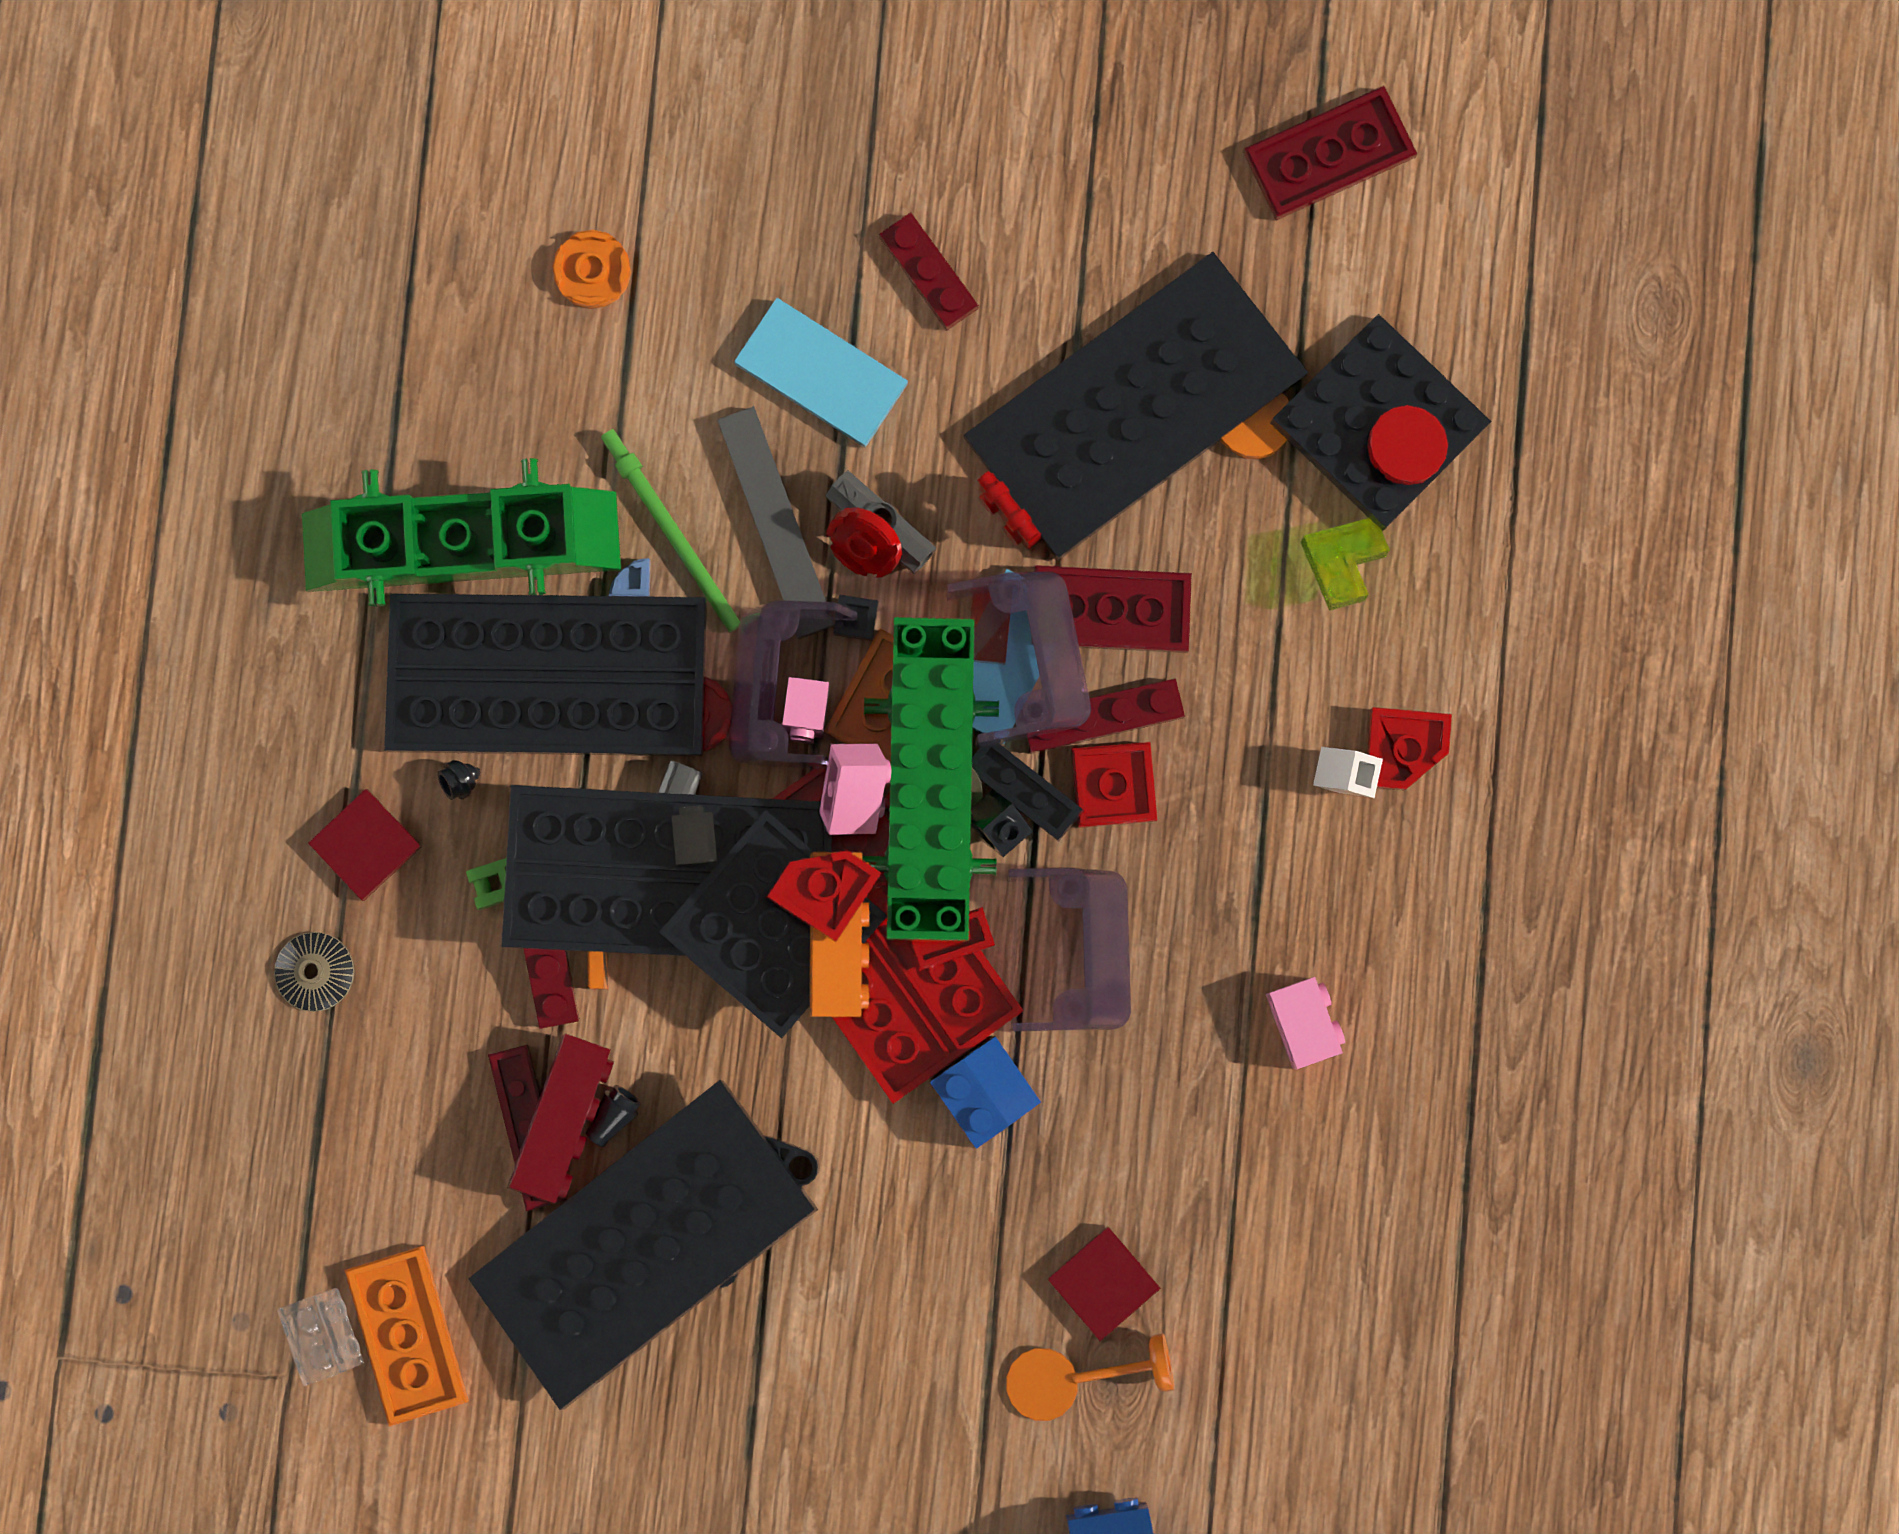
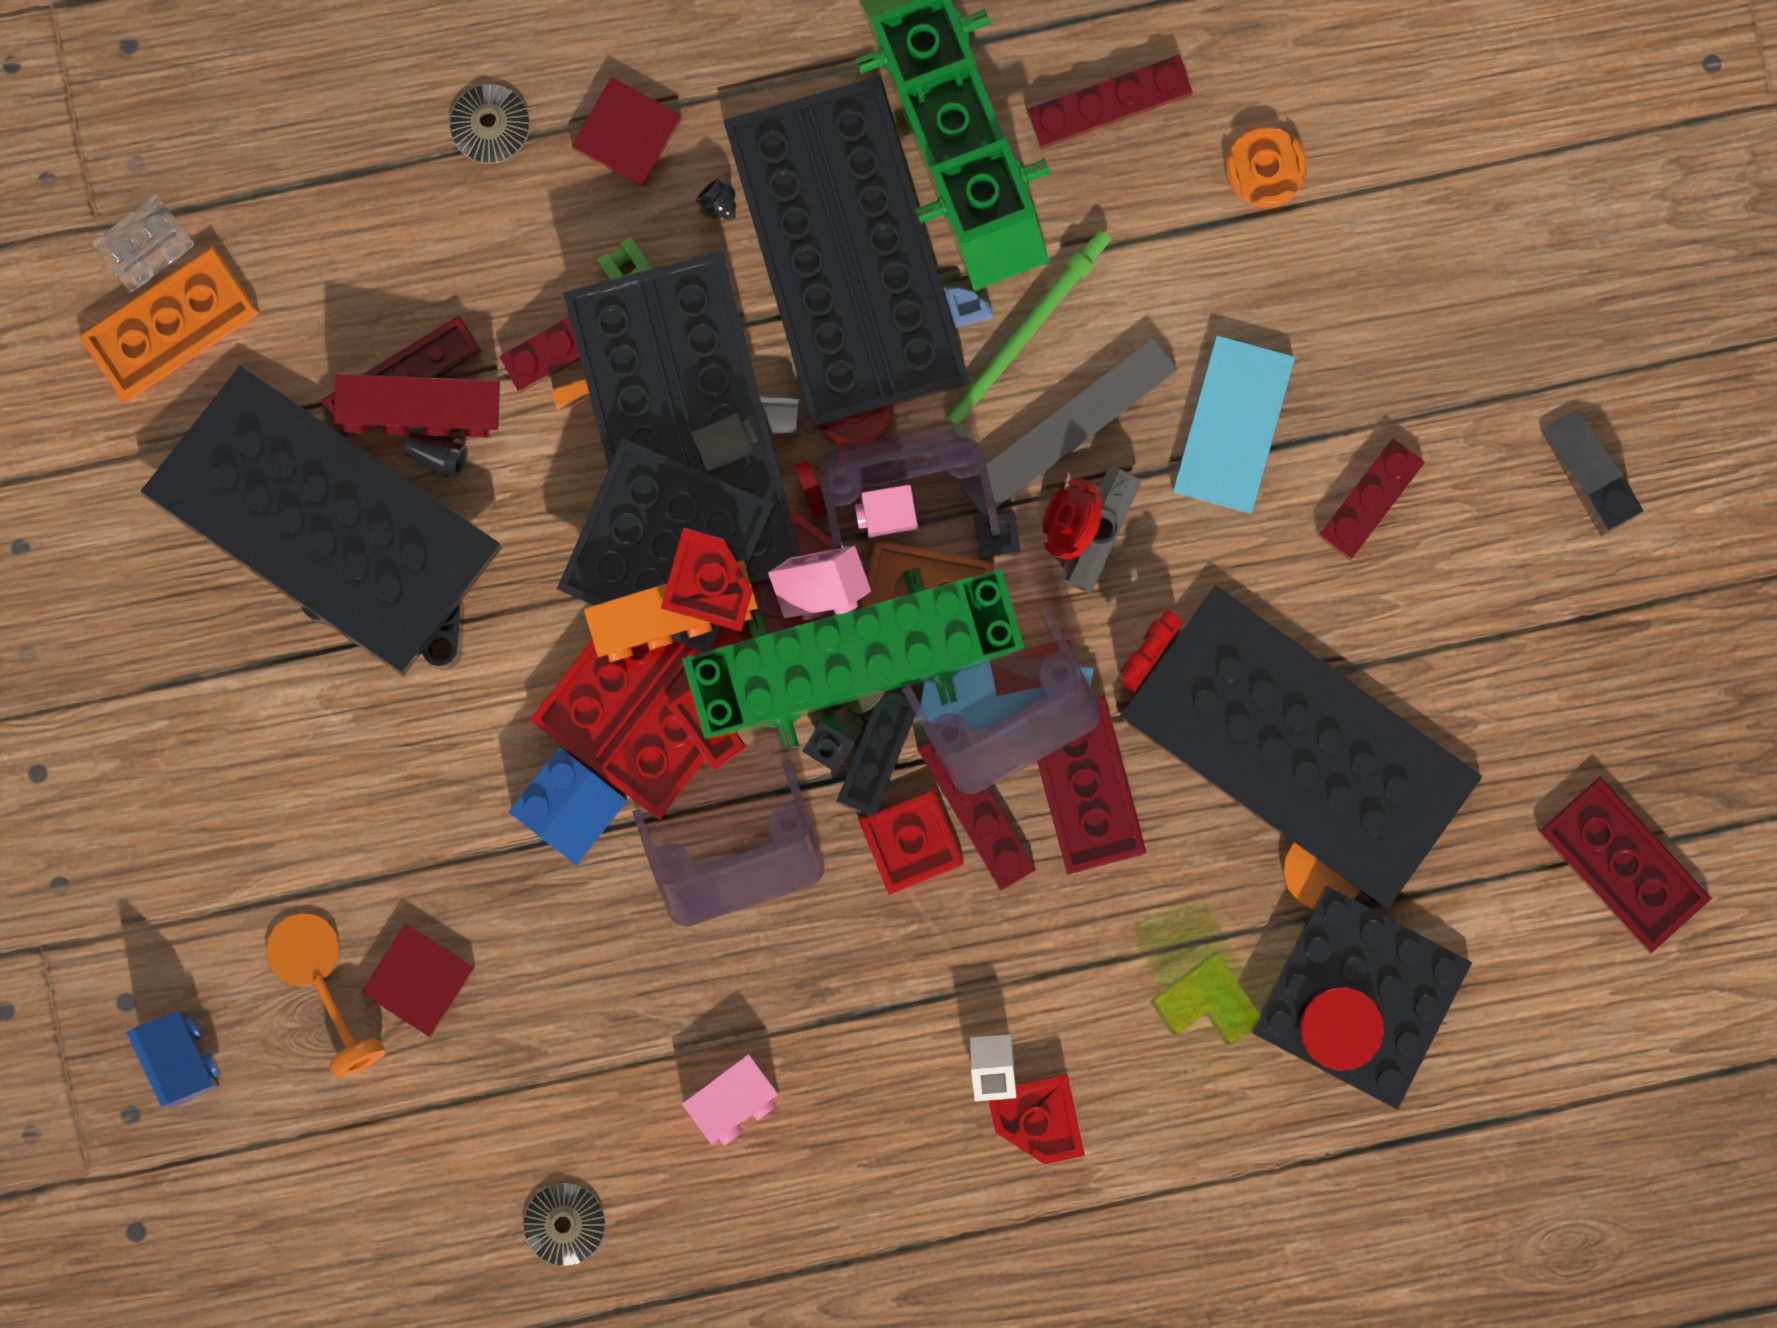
camera: 80 degrees right, 0 degrees up
(484, 391) = (1109, 102): none -> dark red plate
(758, 775) = (811, 489): none -> red tile
(969, 67) = (1592, 474): none -> black slope
(1350, 1211) = (586, 1220): none -> dish

